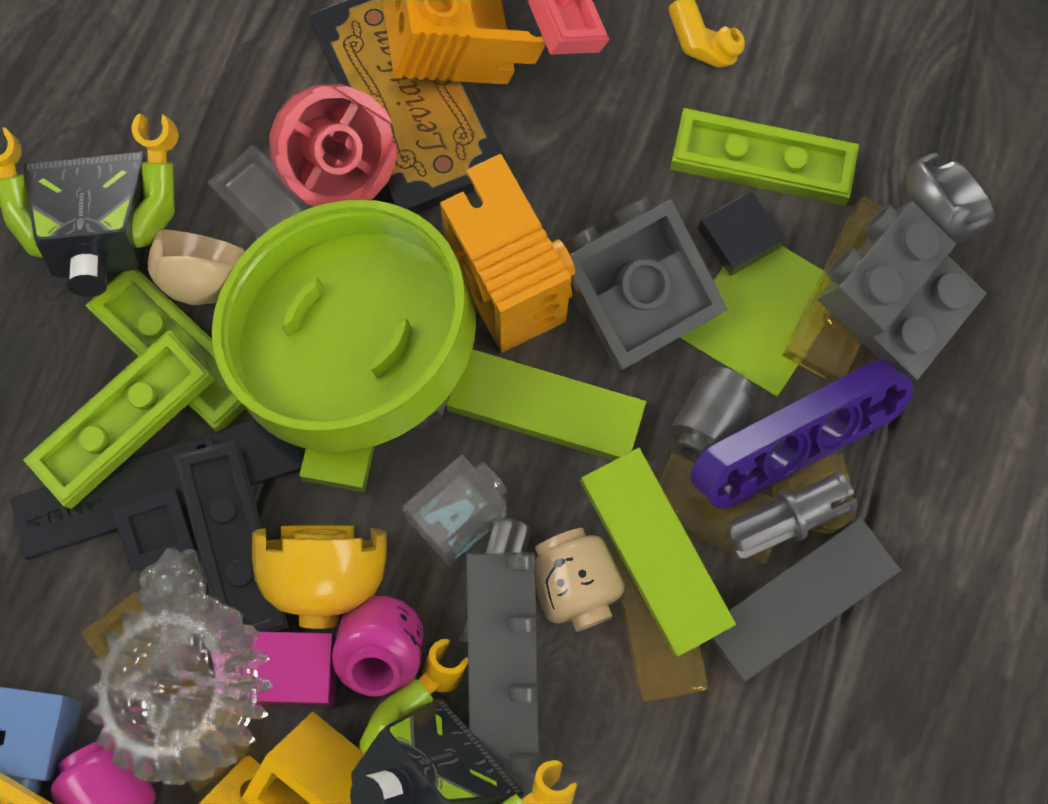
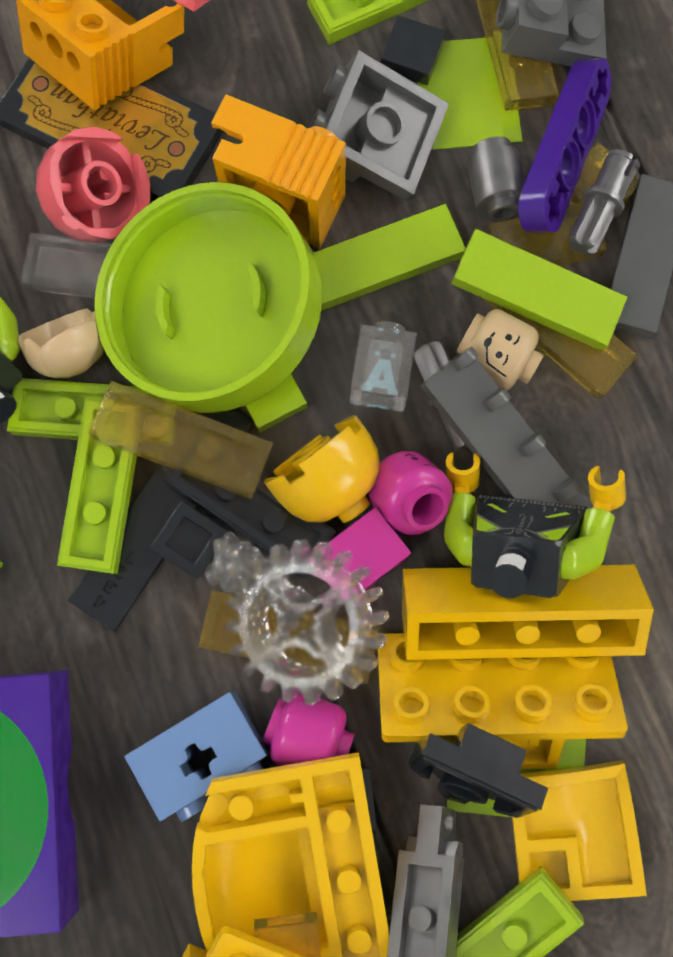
camera: 35 degrees left, 5 degrees up
(216, 434) = (180, 439): none -> clear yellow tile

